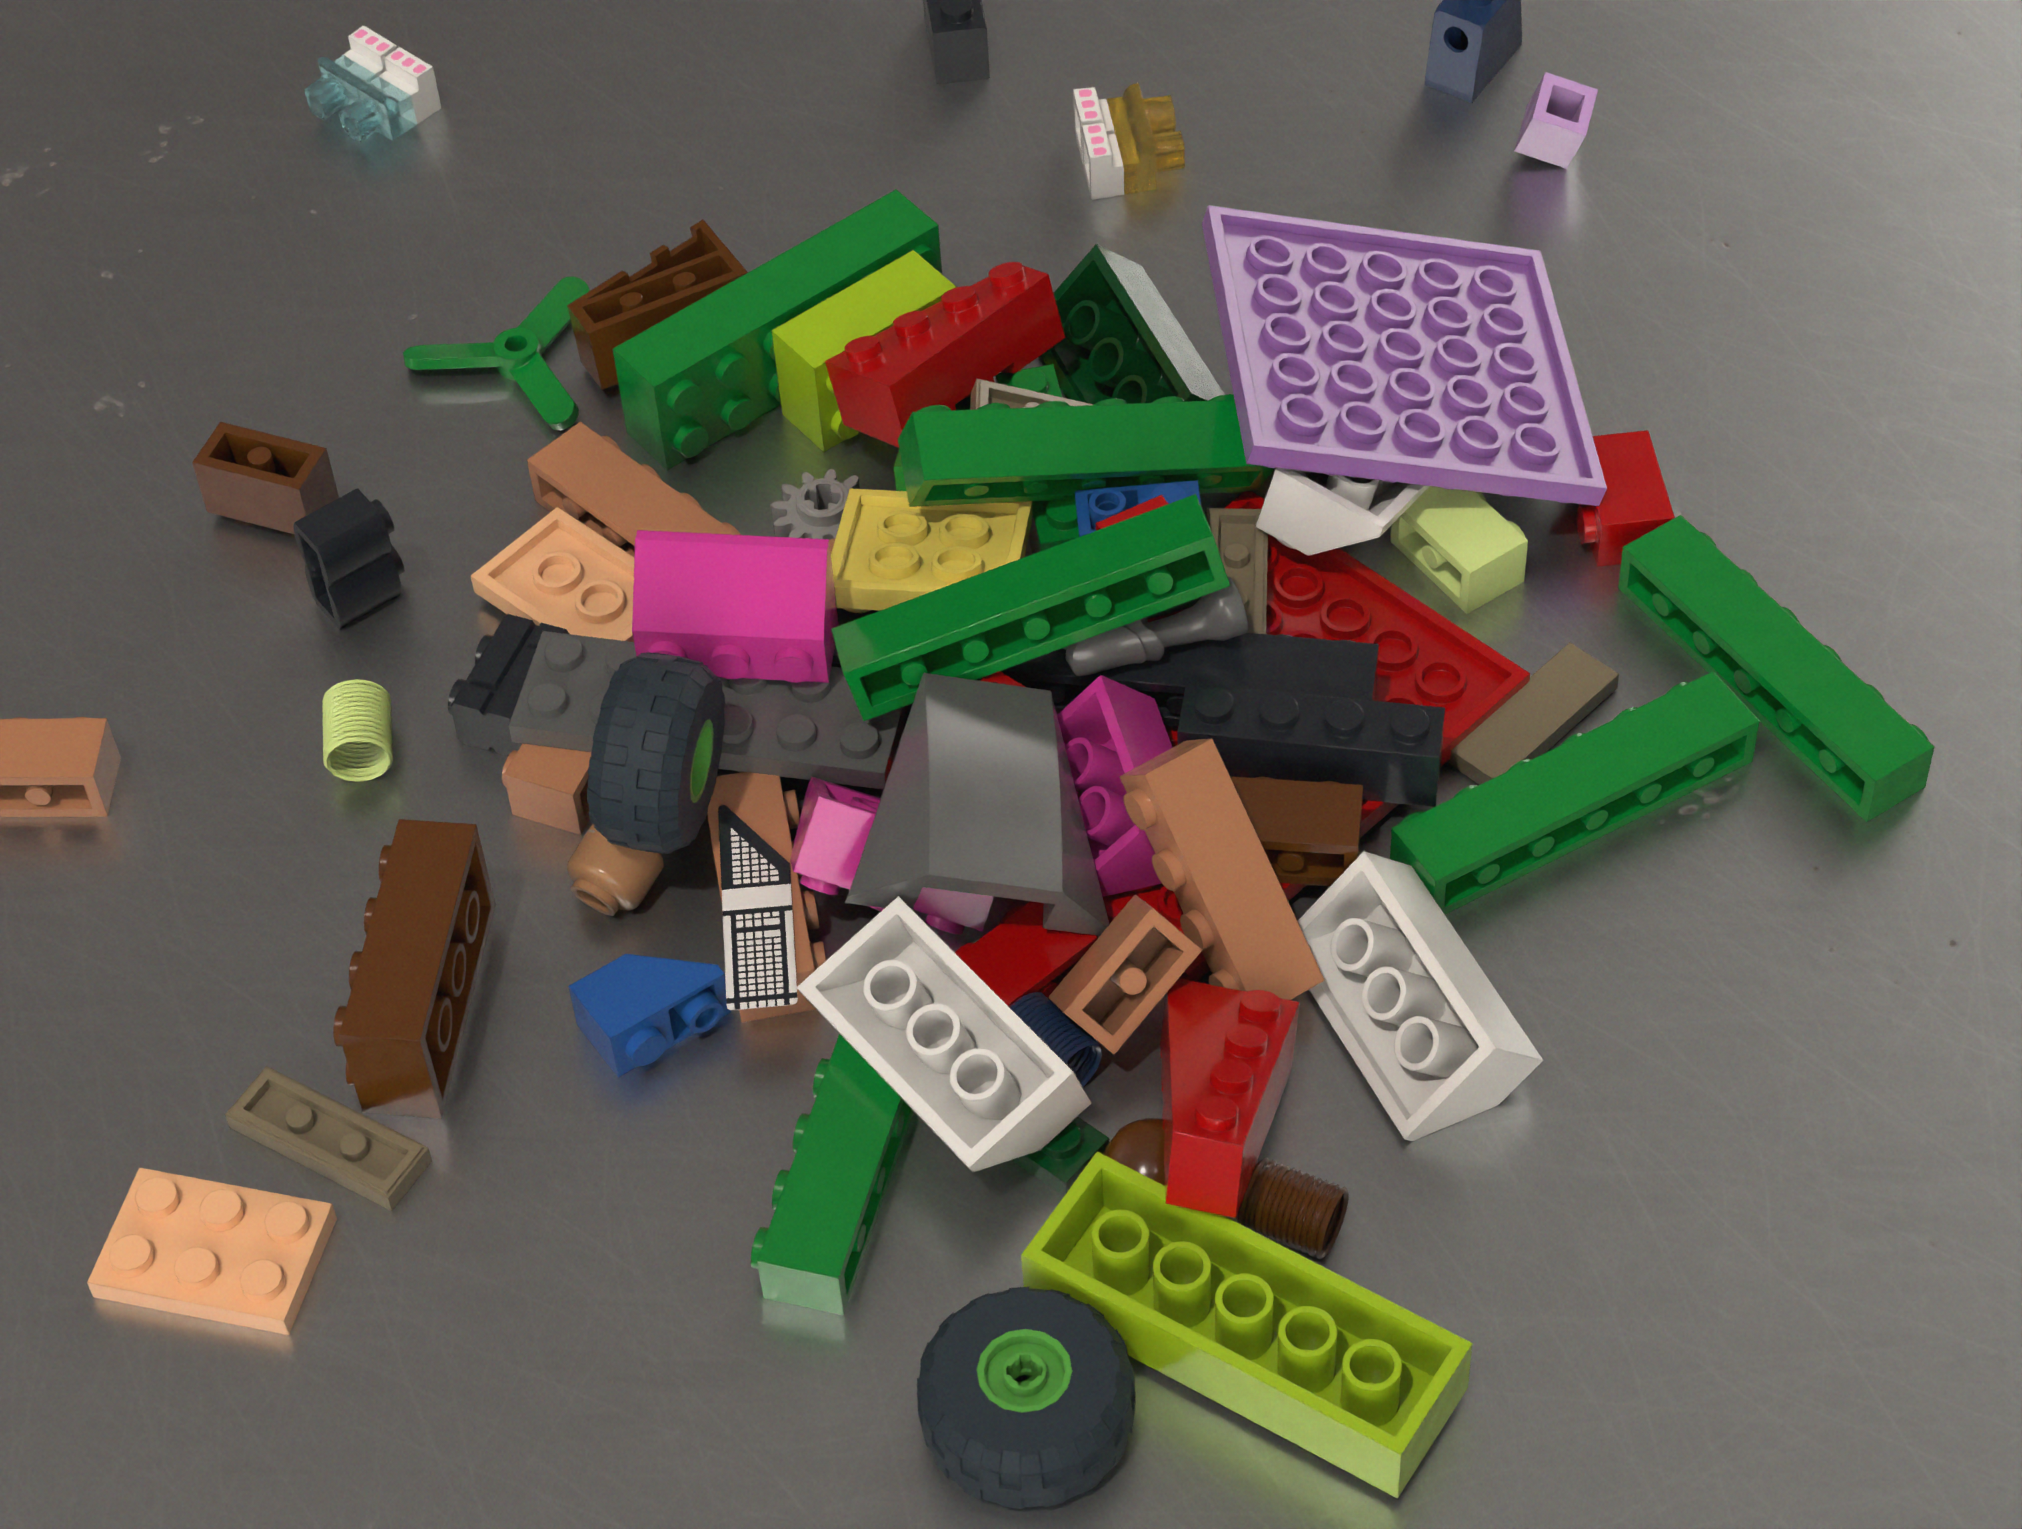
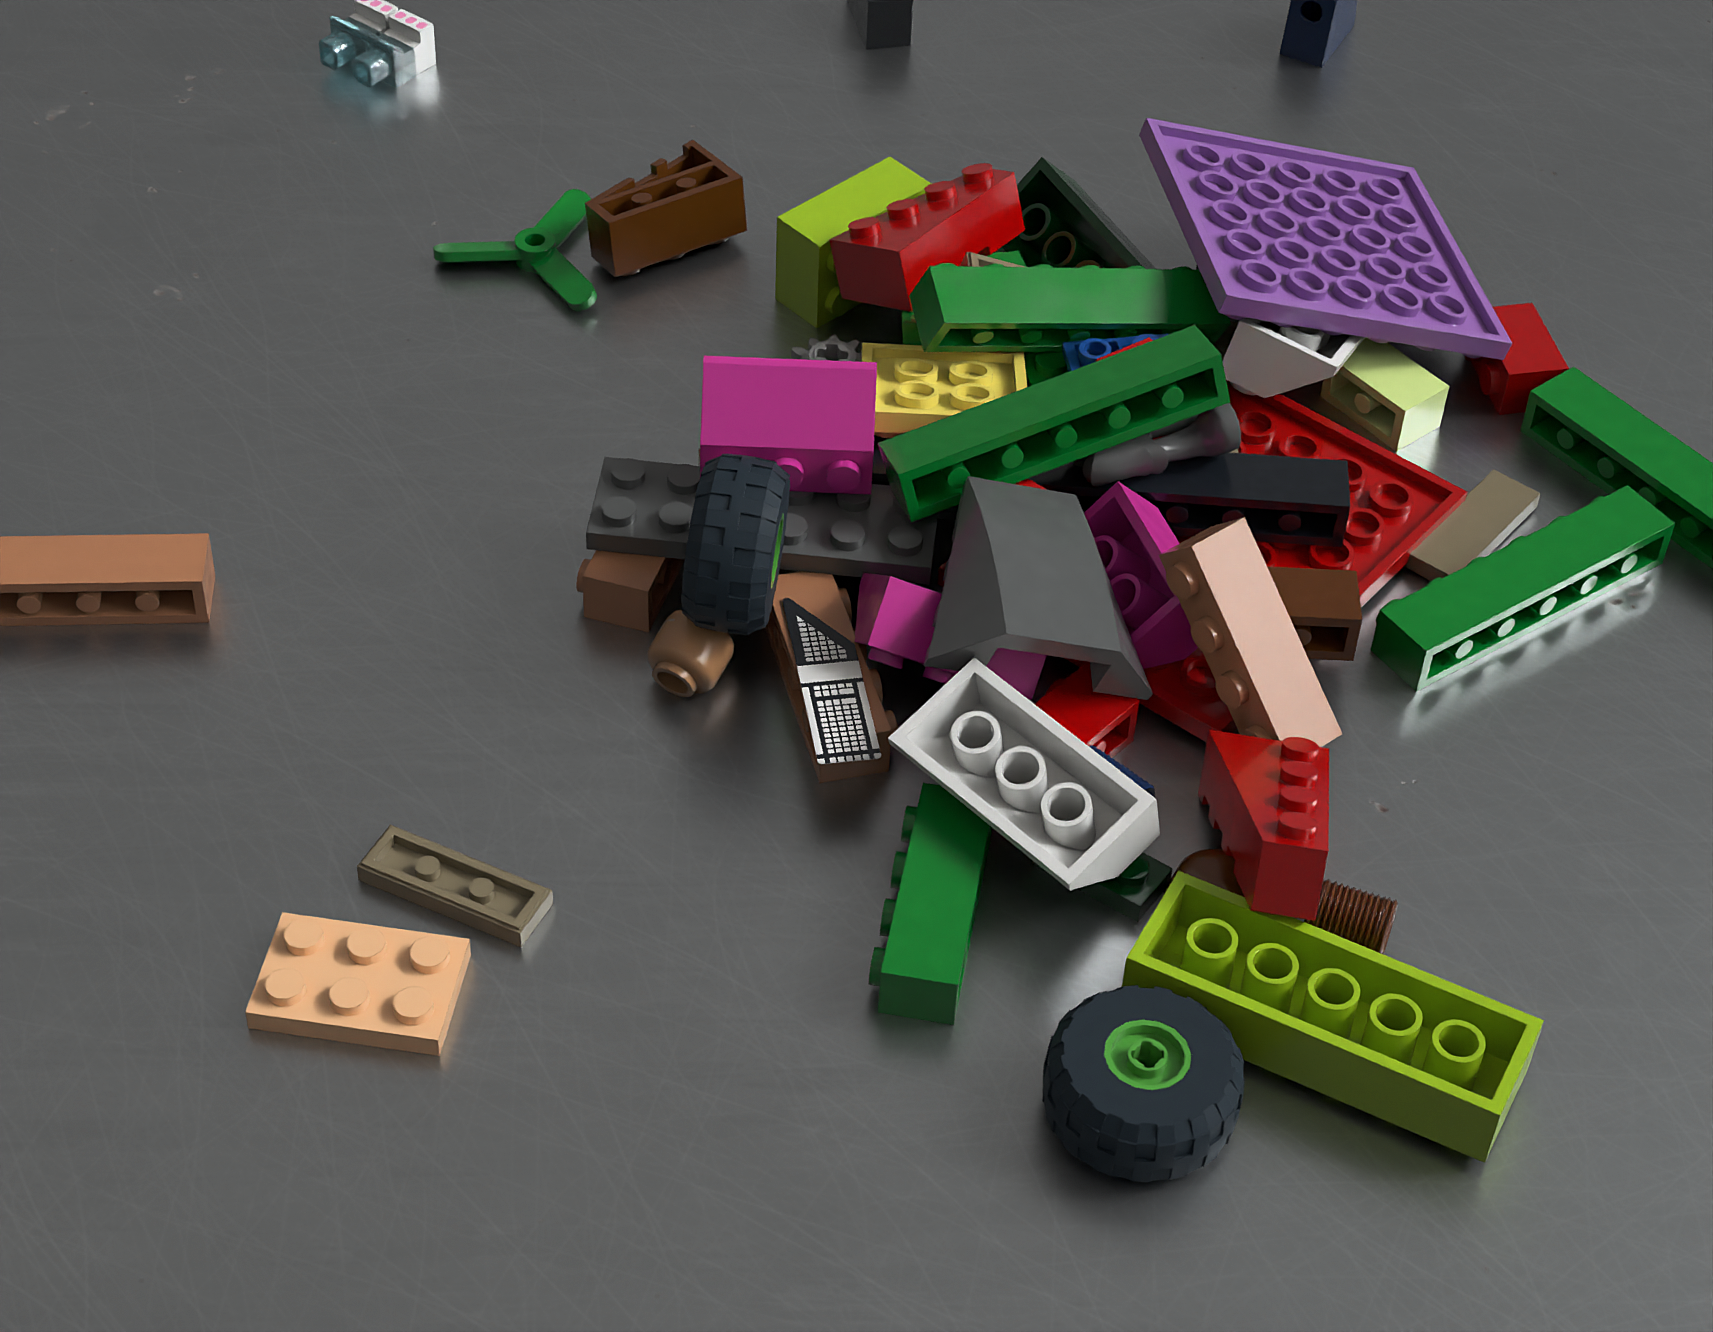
camera: 10 degrees left, 5 degrees down
(263, 477) = (327, 343): reddish brown brick -> none
(349, 557) = (414, 403): black brick -> none
(357, 730) = (437, 545): yellowish green piece -> none
(416, 969) = (525, 736): reddish brown brick -> none
(489, 694) = (560, 515): black brick -> none
(563, 578) = (609, 418): light nougat plate -> none
(611, 491) = (639, 364): nougat brick -> none
(646, 1006) = (736, 767): blue slope -> none
(716, 359) = (723, 245): green brick -> none
(1124, 974) = (1174, 725): nougat brick -> none
(1126, 140) = (1039, 89): hips -> none
(1320, 739) = (1320, 534): black brick -> none
(1412, 999) = (1420, 752): white slope -> none
(1556, 120) = (1403, 74): lavender brick -> none

